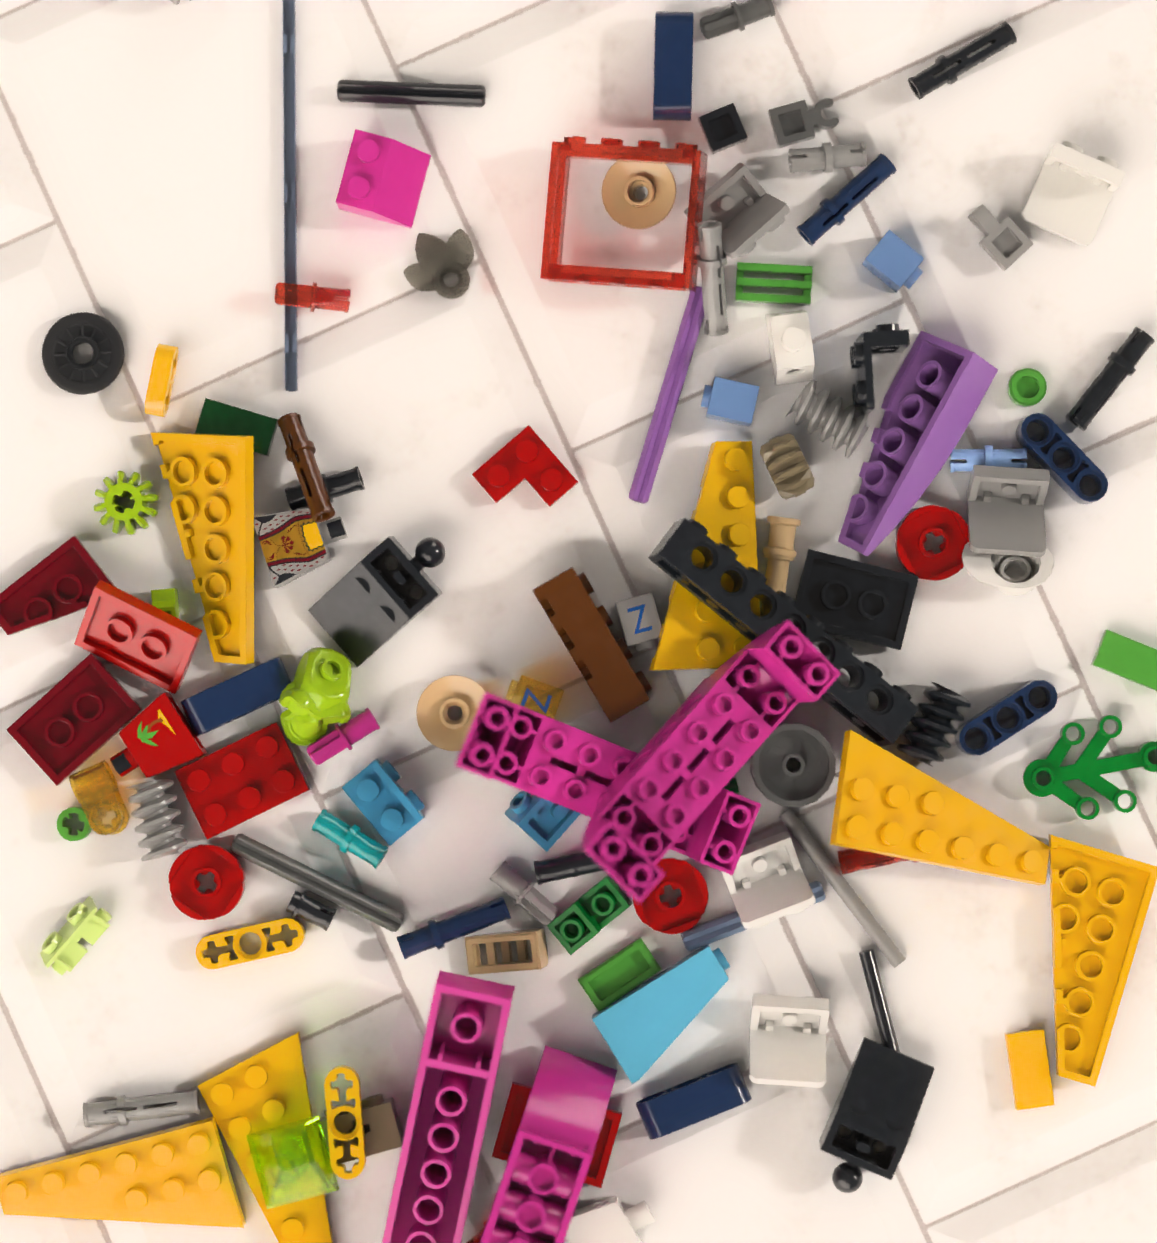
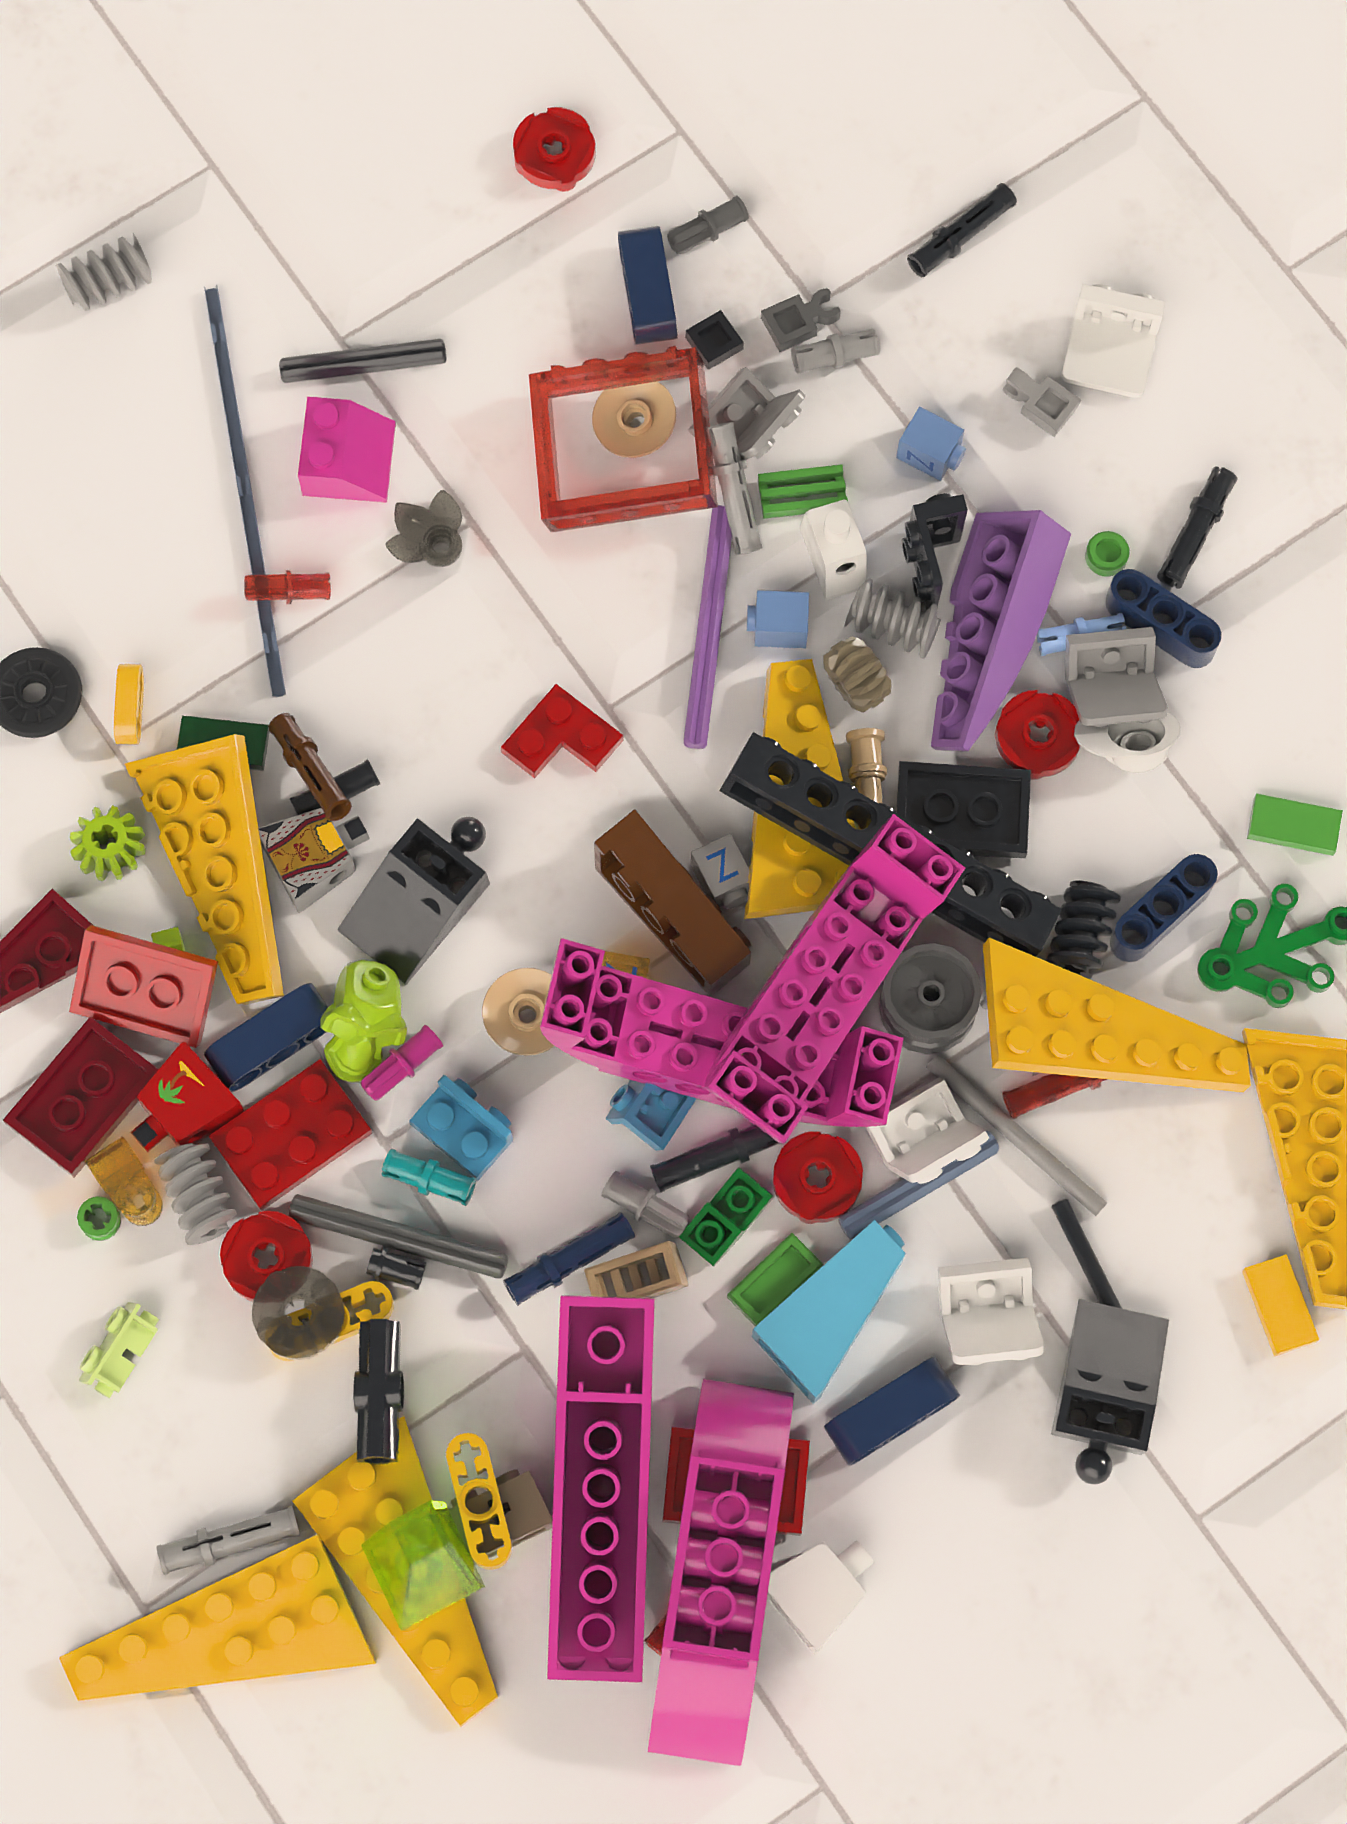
camera: 20 degrees left, 15 degrees down
(244, 928) = (276, 1328): none -> clear smoke plate
(279, 1014) = (378, 1391): none -> black piece
(834, 209) = (853, 403): dark blue pin -> none

